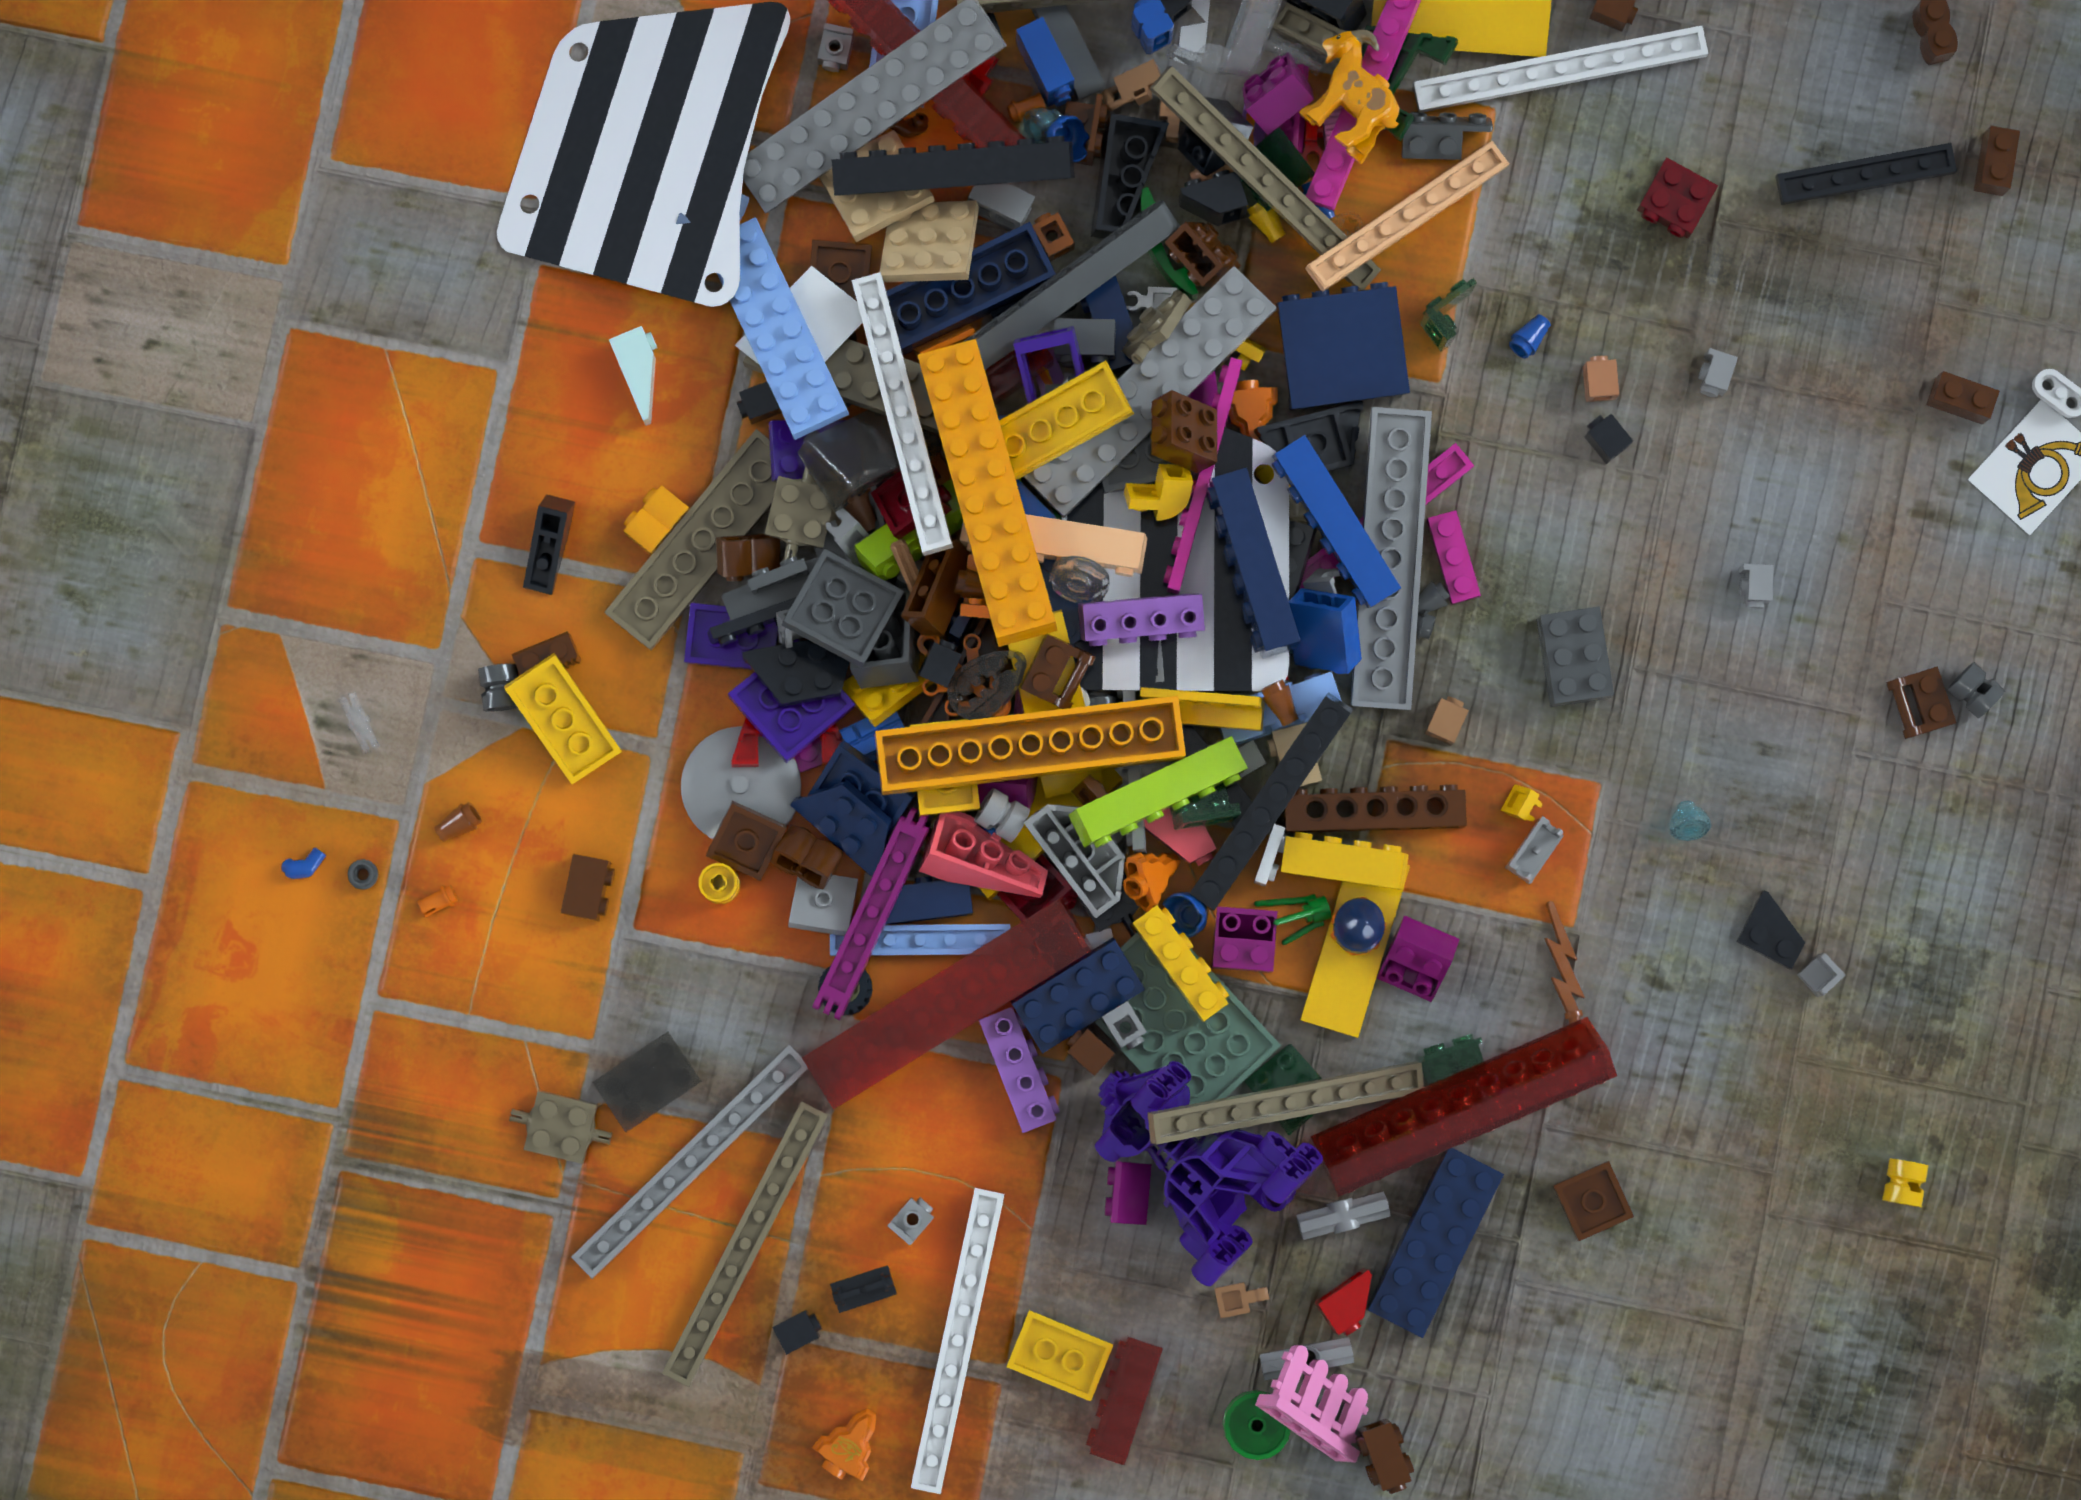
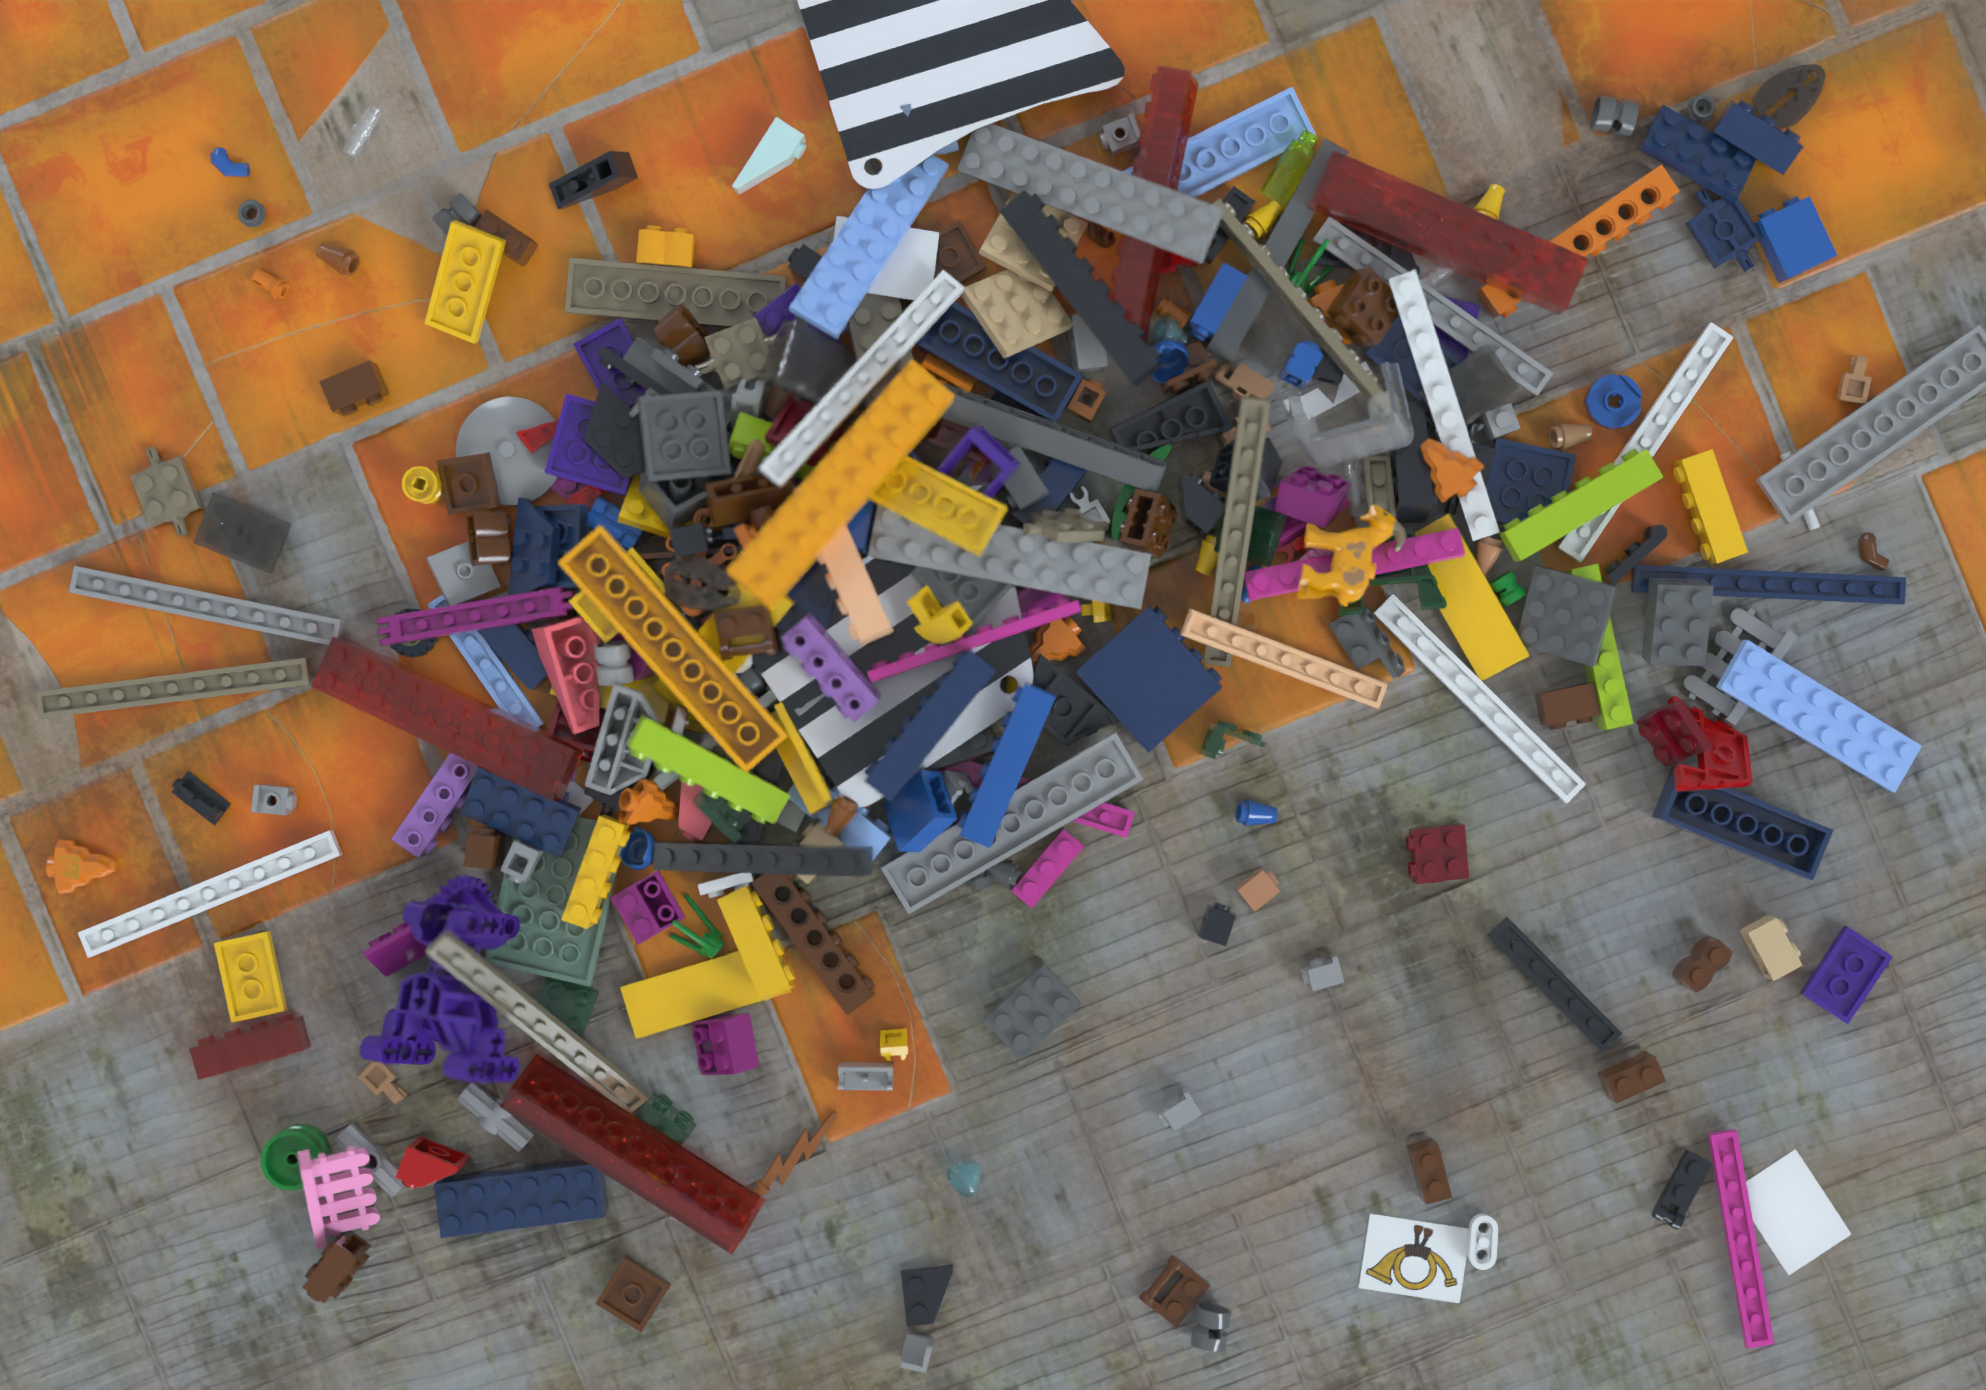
camera: 60 degrees right, 5 degrees up
(797, 1331) = (134, 771): black brick -> none
(1079, 579) = (824, 601): clear tile -> none
(1184, 431) = (993, 604): reddish brown brick -> none
(1358, 926) = (716, 984): dark blue hair -> none
(1447, 720) = (918, 946): medium nougat brick -> none

